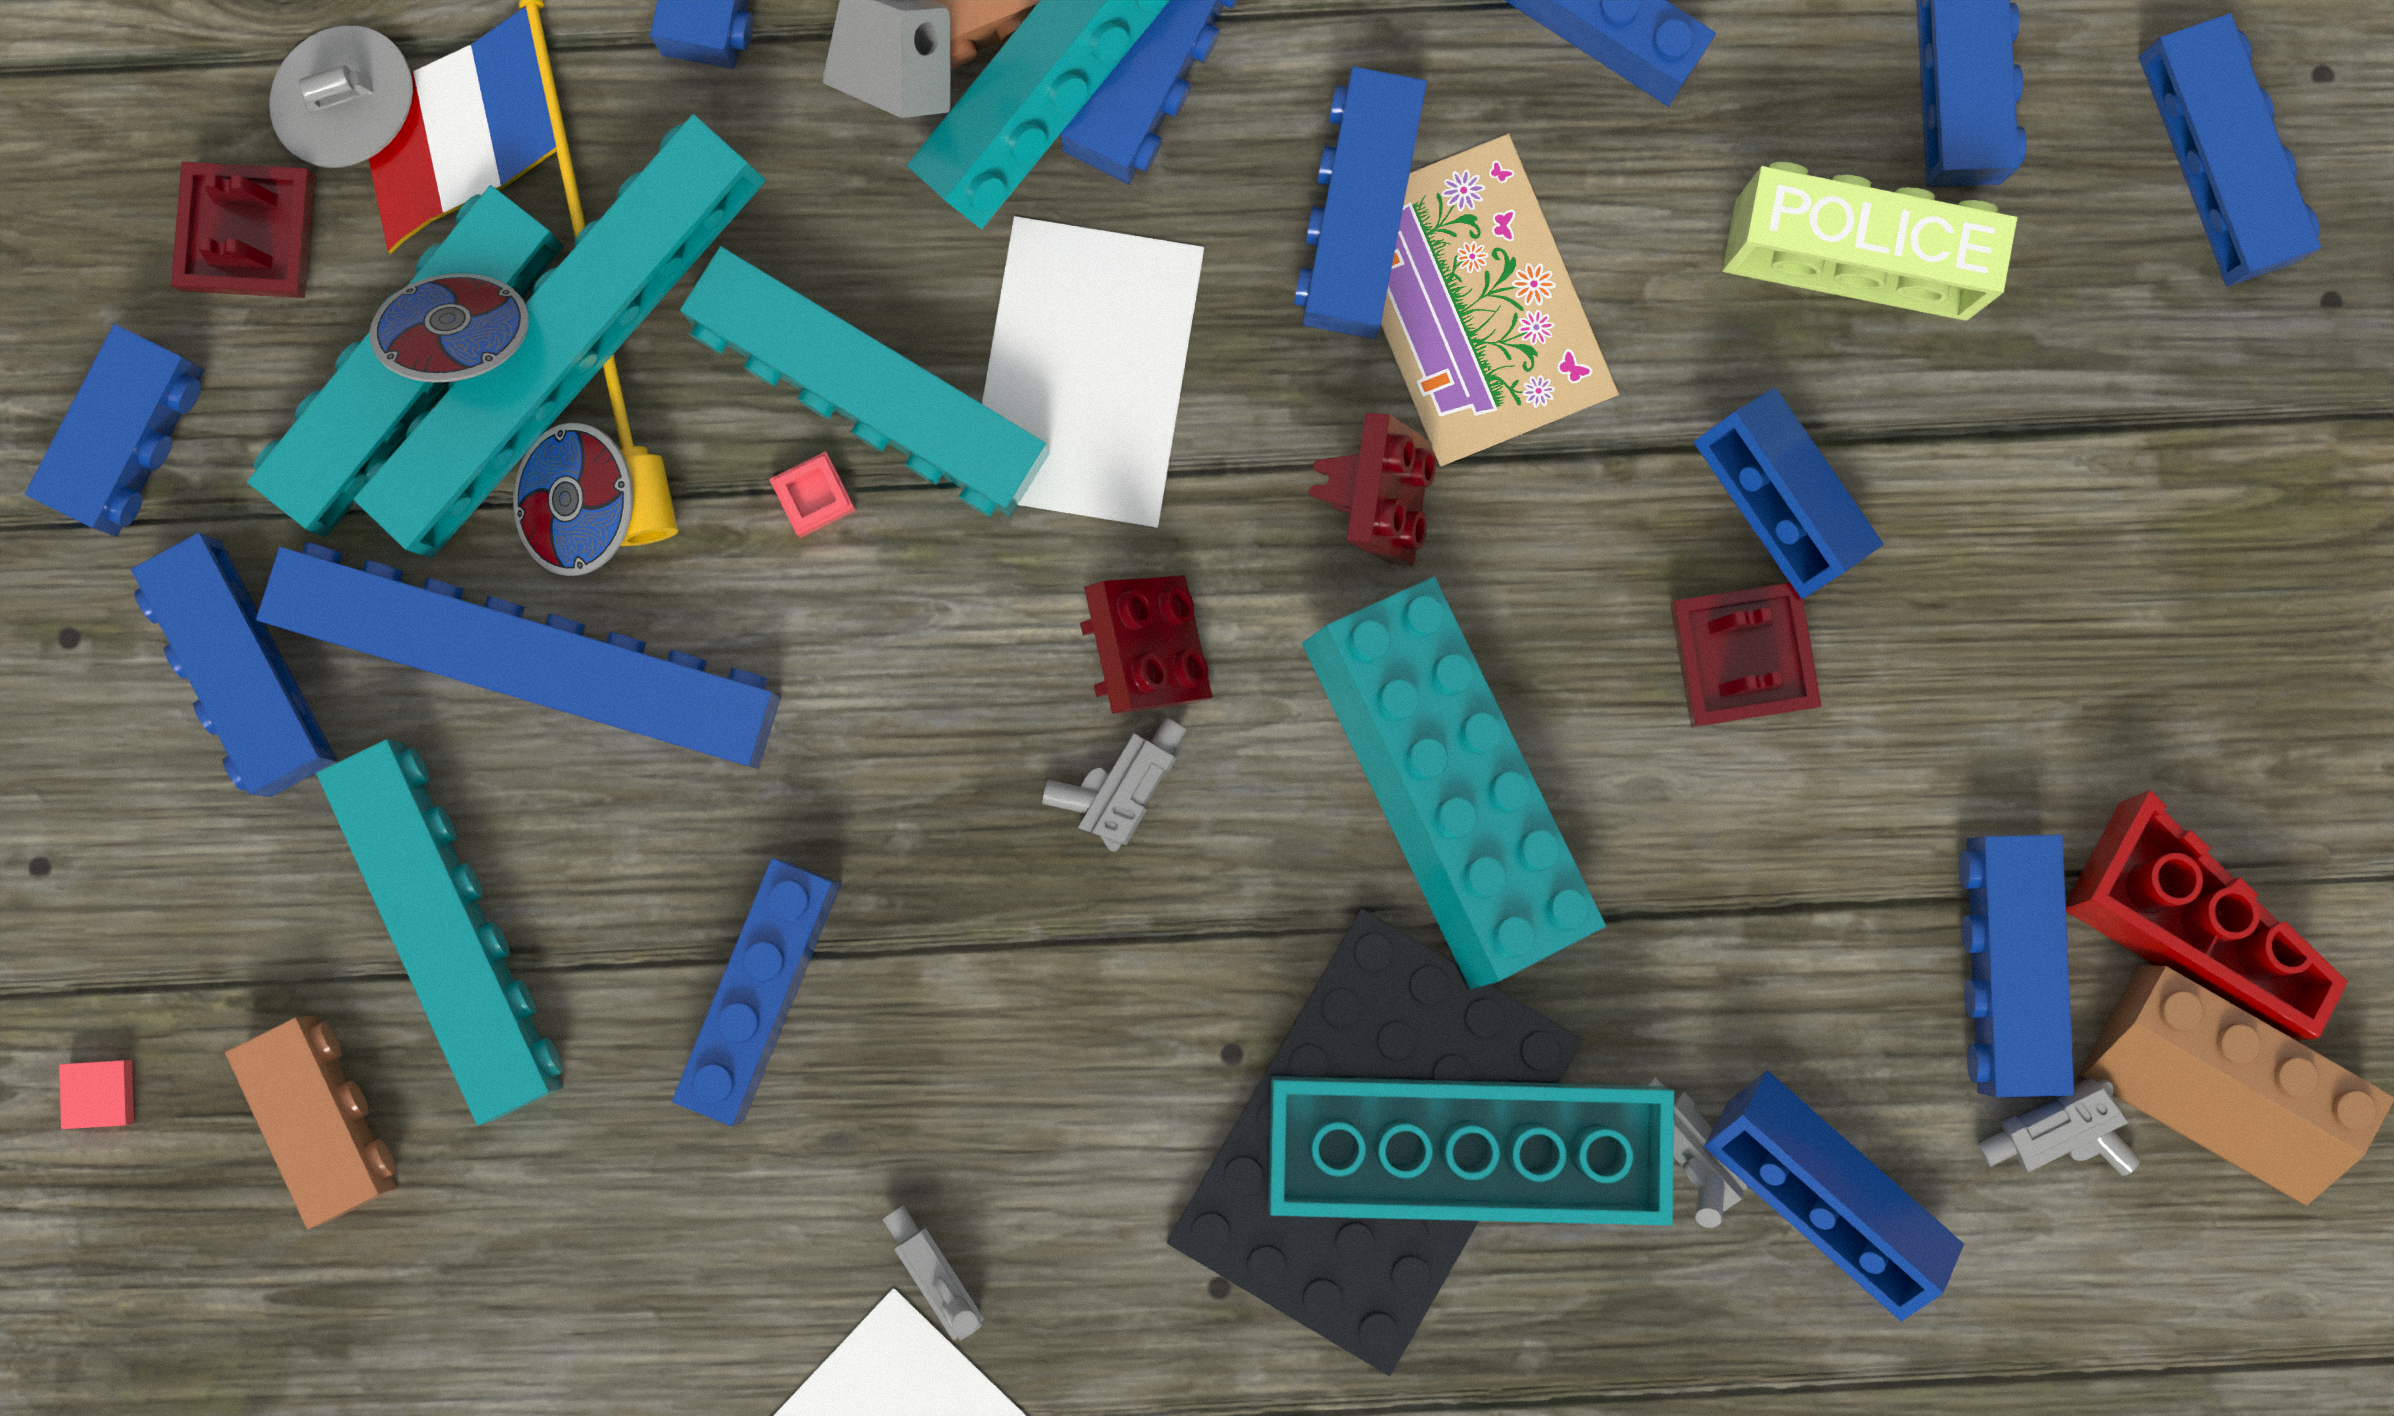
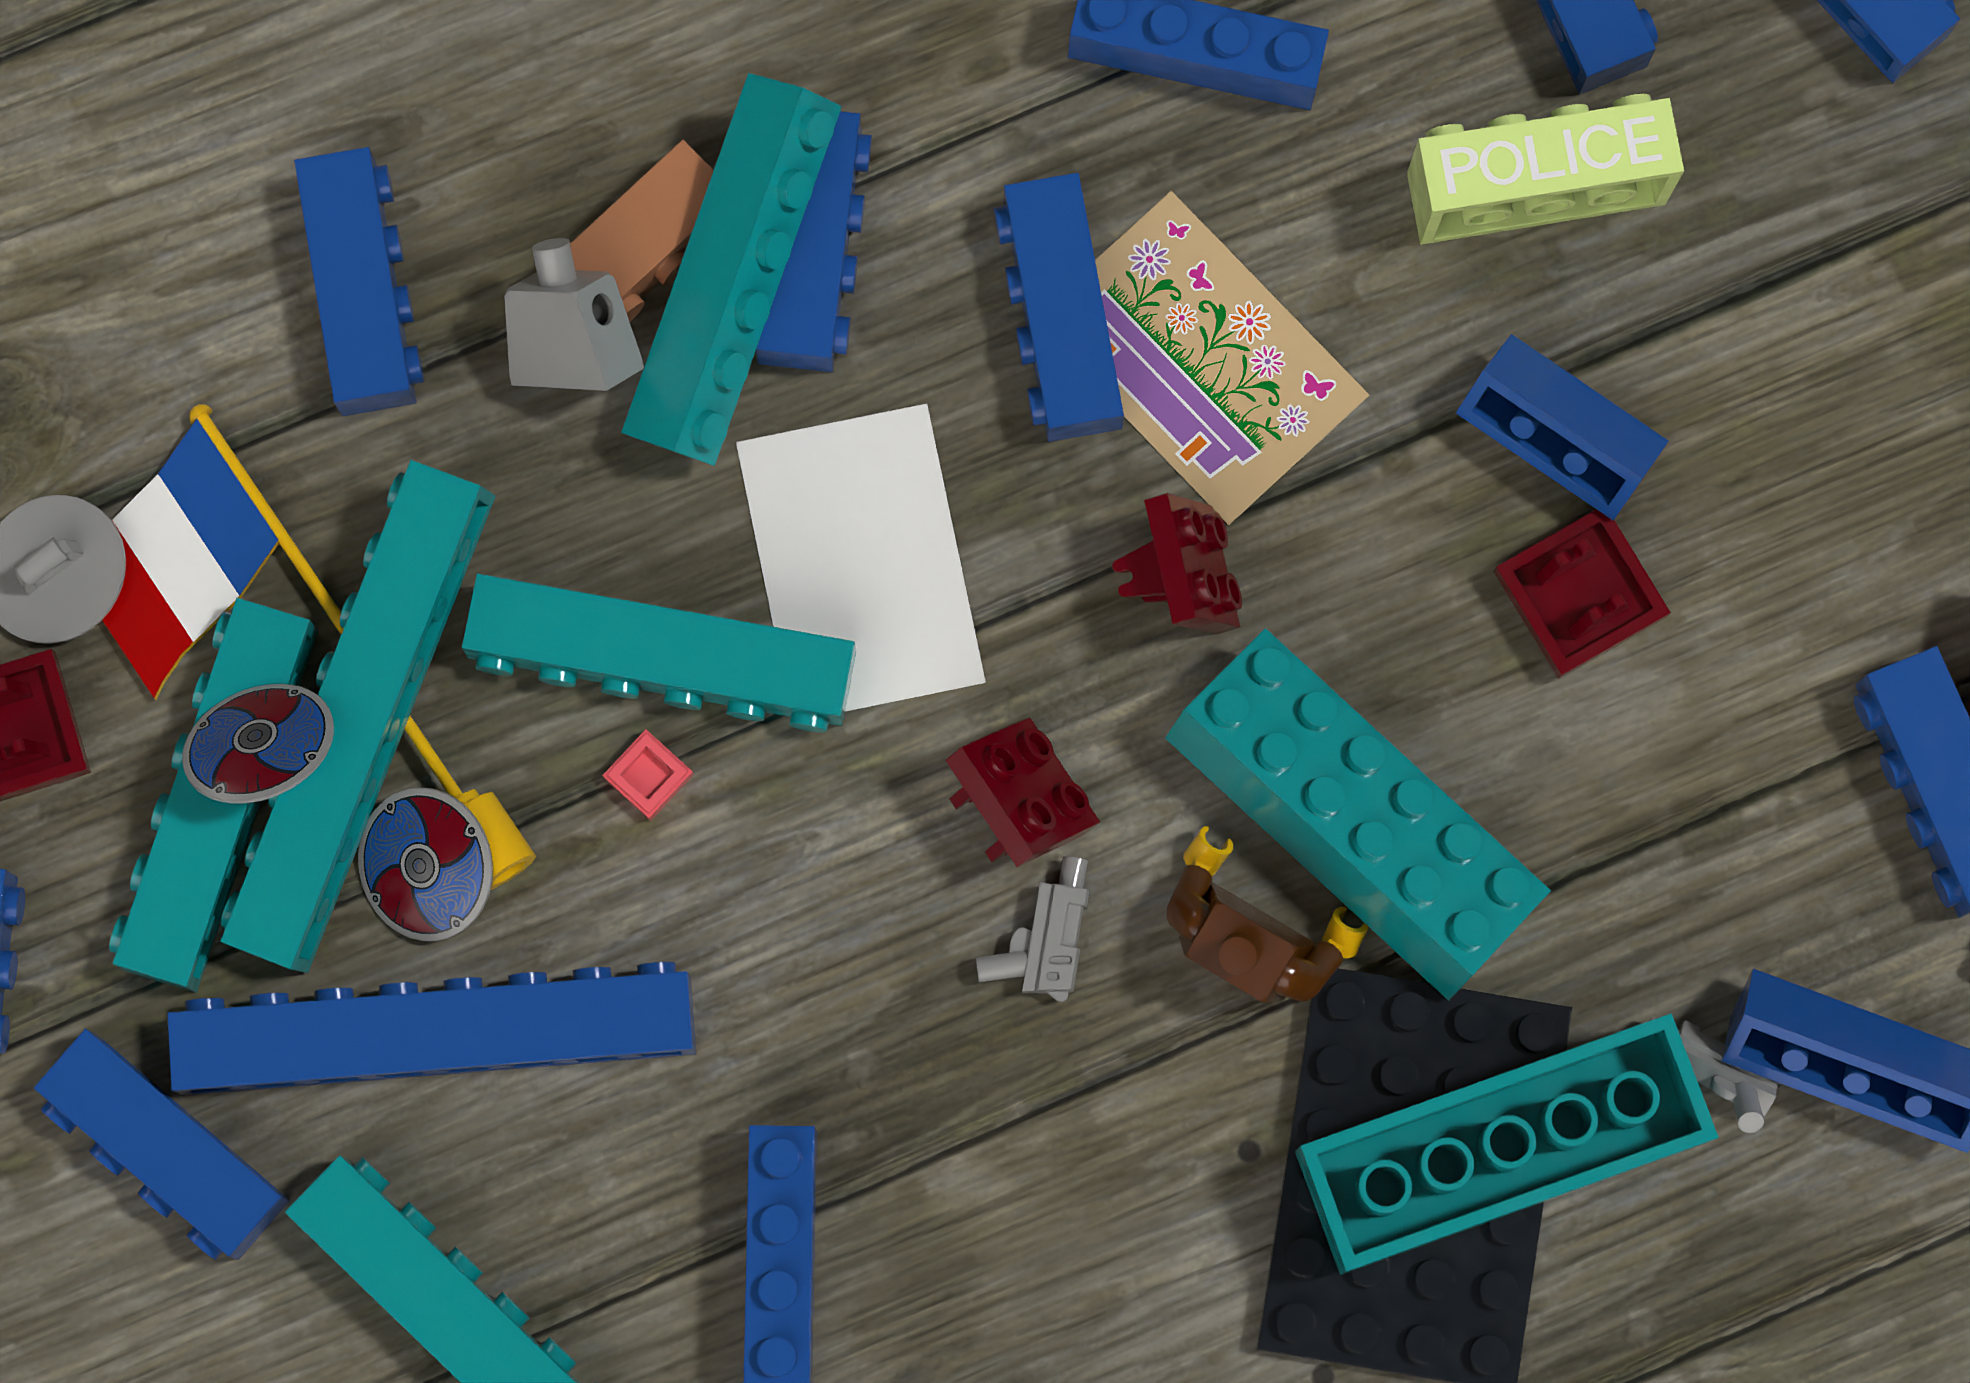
camera: 20 degrees left, 5 degrees down
(1302, 865) = (1247, 943): none -> reddish brown torso

